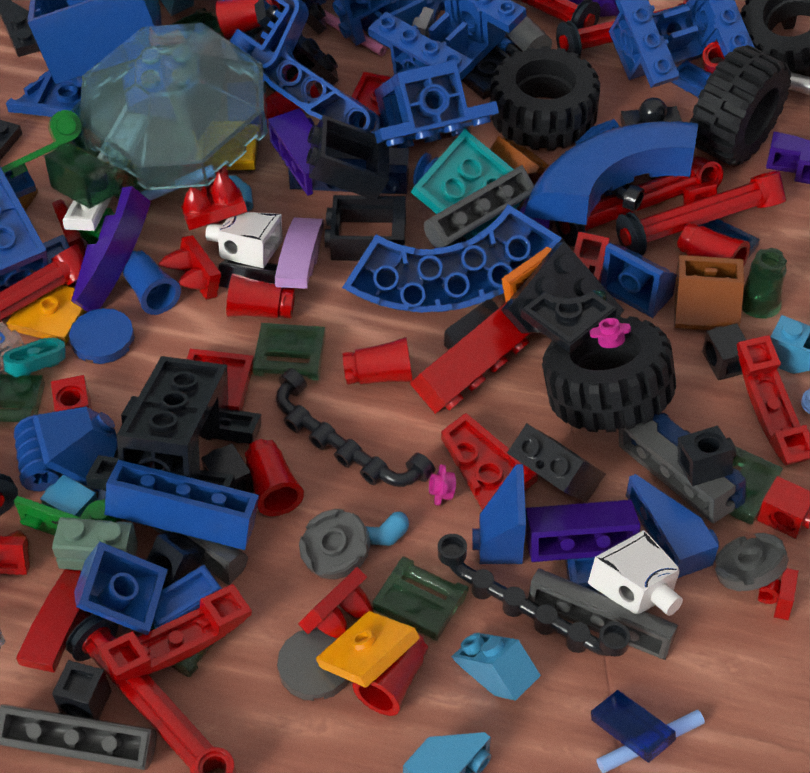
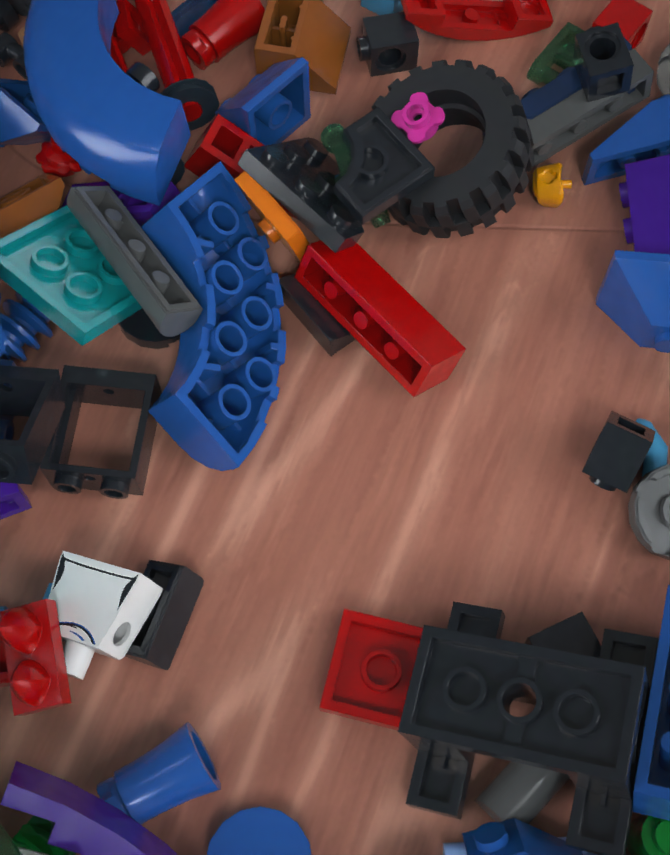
camera: 85 degrees left, 15 degrees up
(198, 267) = (124, 704): red tile -> none
(258, 298) = (227, 598): red plant -> none
(272, 479) = (580, 584): red plant -> none
(289, 342) = (314, 557): clear green plate -> none
(299, 253) = (142, 529): lavender slope -> none
(348, 450) = (491, 517): black bar -> none
(375, 499) = (618, 453): none -> black brick
(378, 363) = (376, 430): red plant -> none
(442, 485) = (583, 373): dark pink plate -> none
(481, 458) = (547, 320): red wing -> none
(556, 463) = (584, 226): black window -> none
(614, 463) = (549, 186): none -> light orange piece

